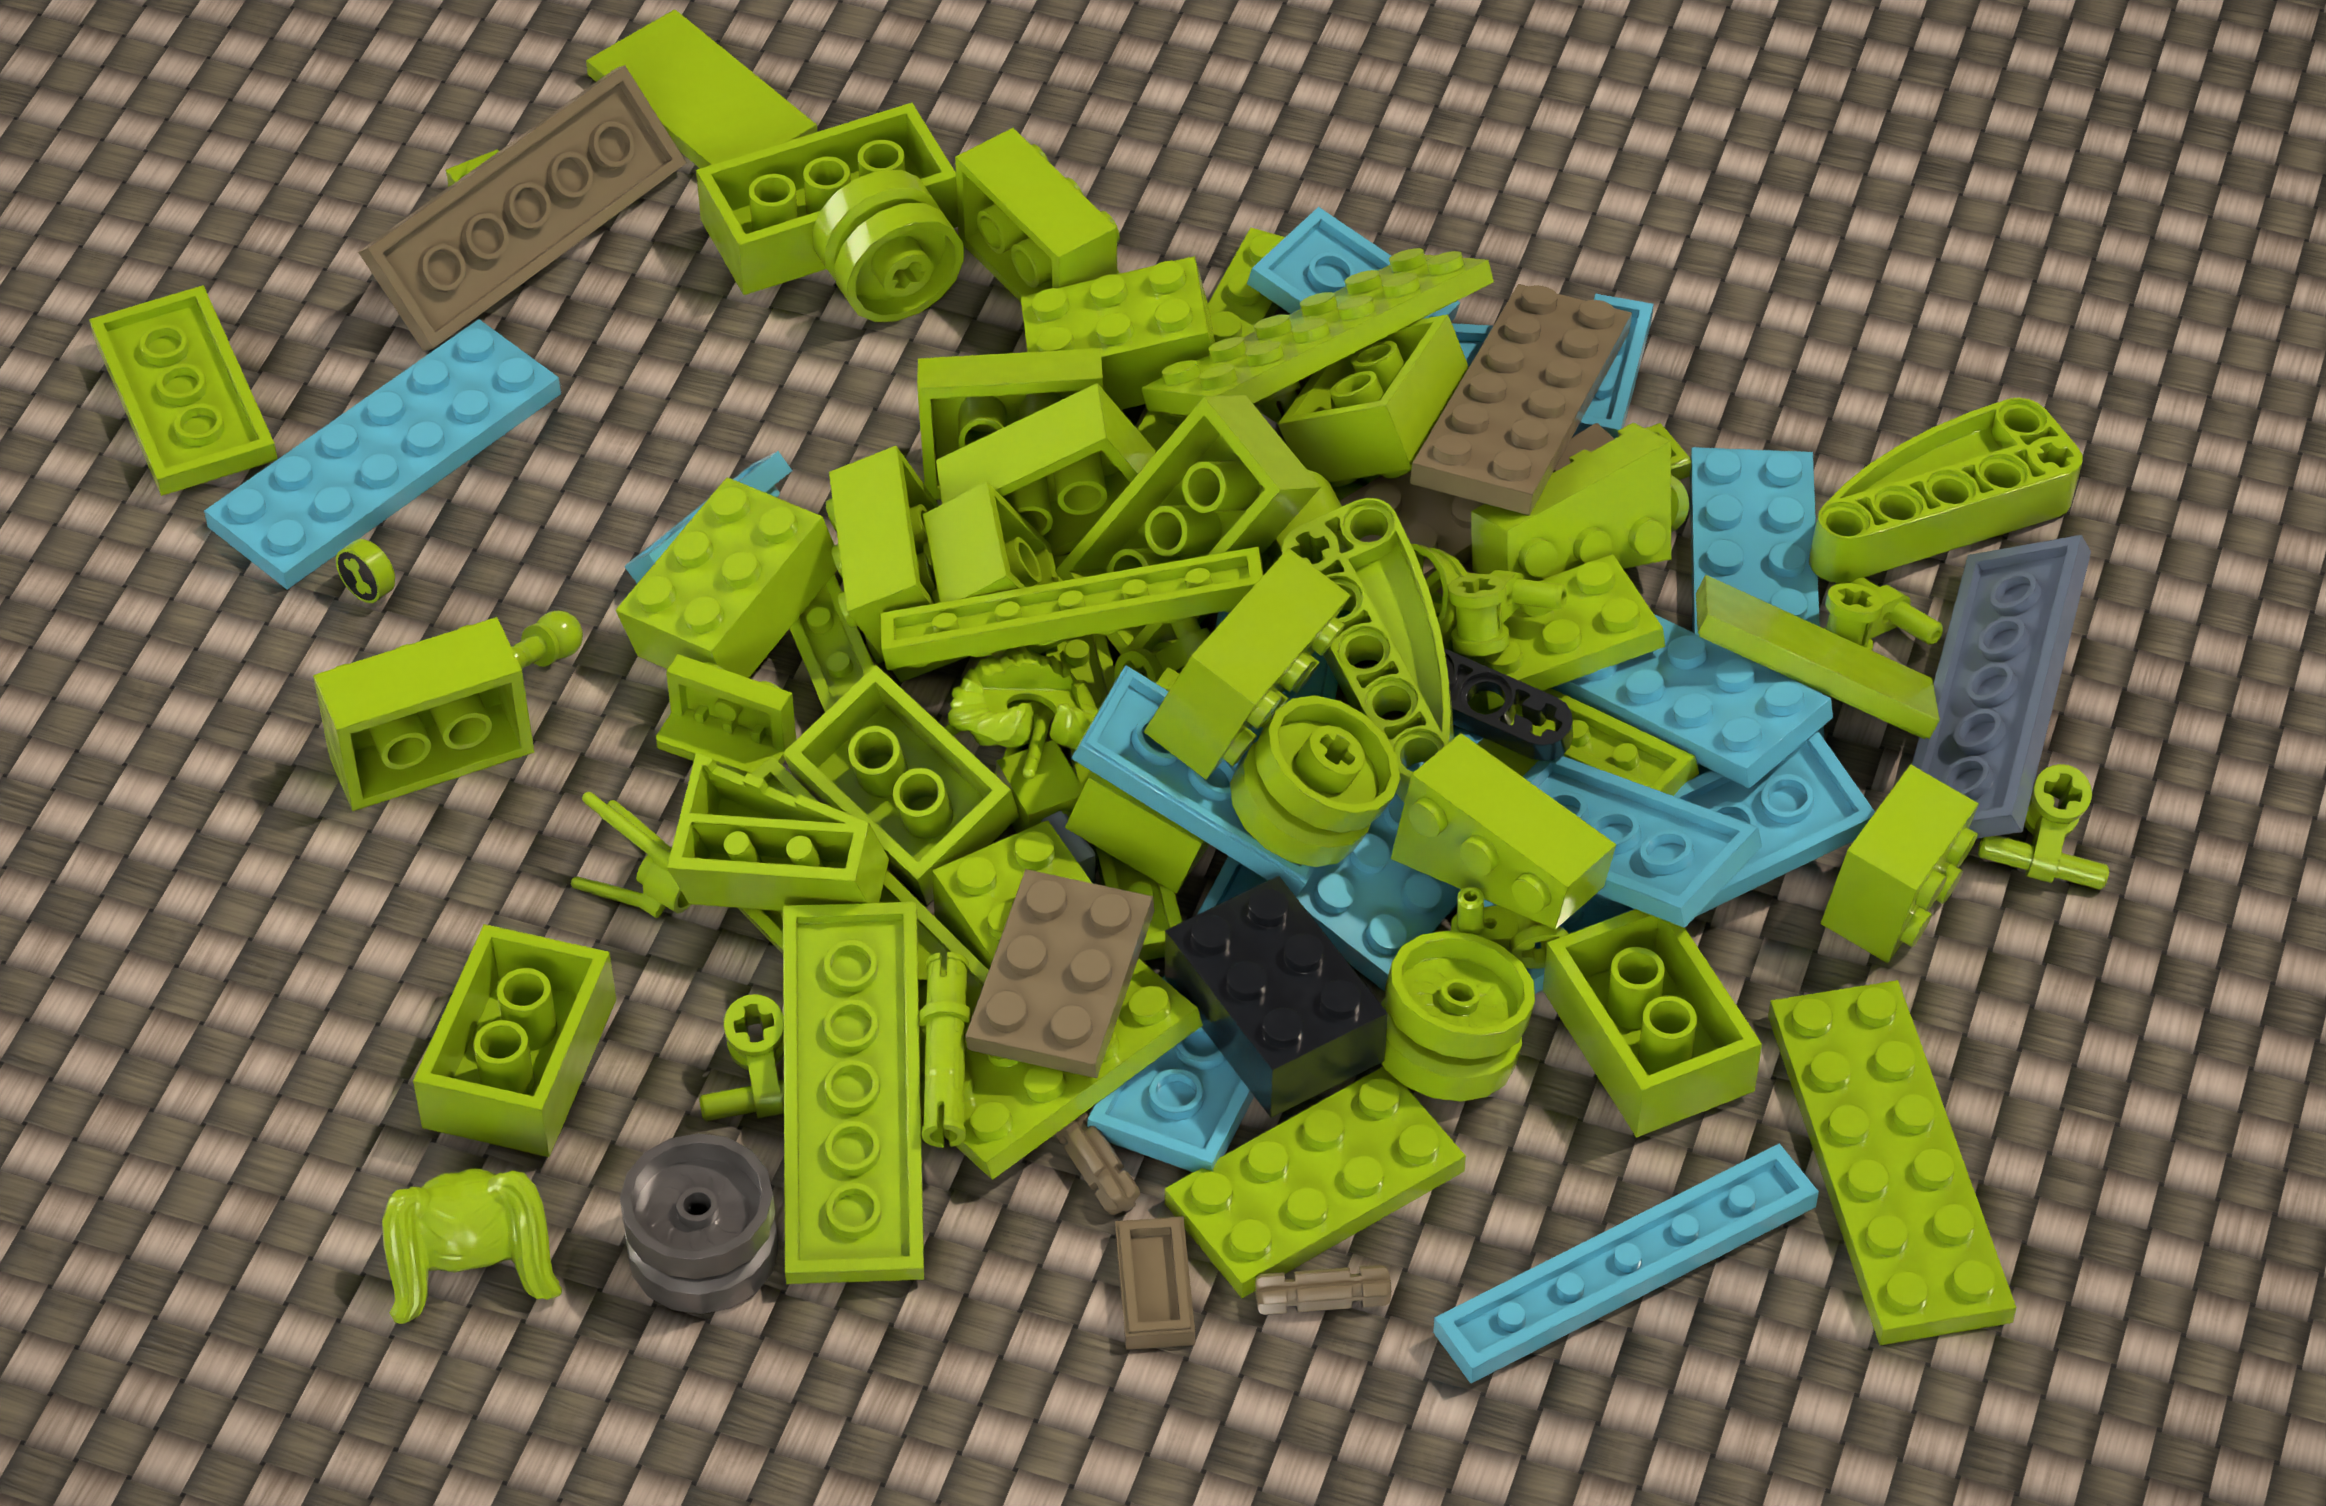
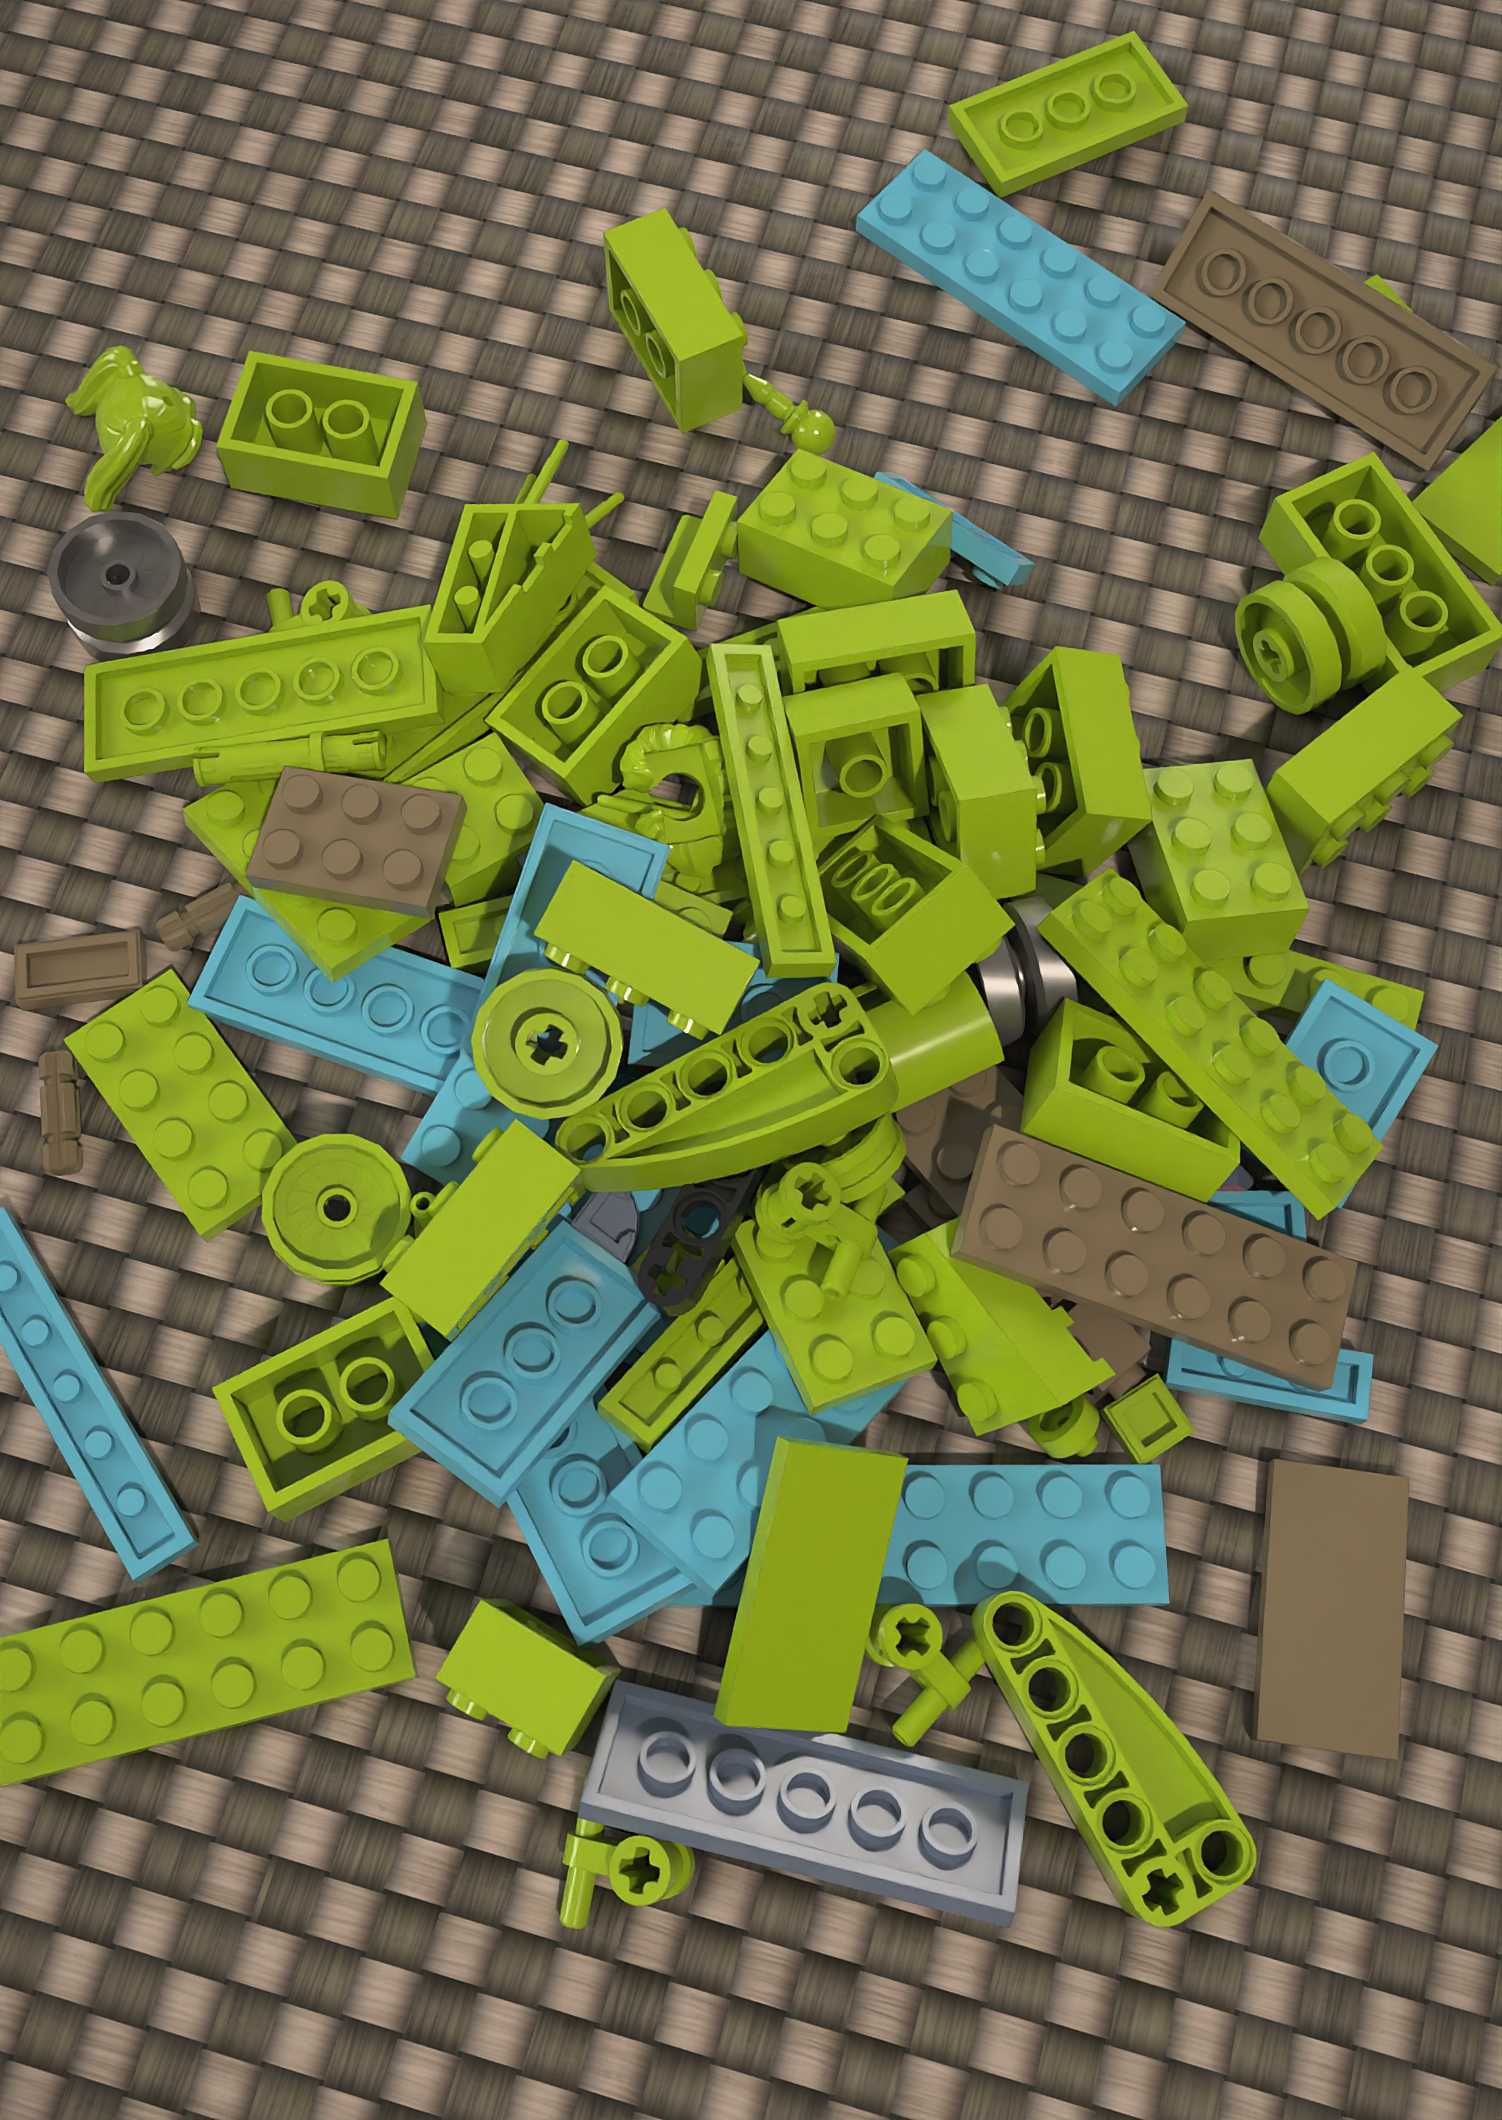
camera: 85 degrees right, 20 degrees up
(365, 570) = (862, 272): lime tile -> none
(1276, 996) = (346, 1036): black brick -> none
(1810, 355) = (1331, 1610): none -> dark tan tile

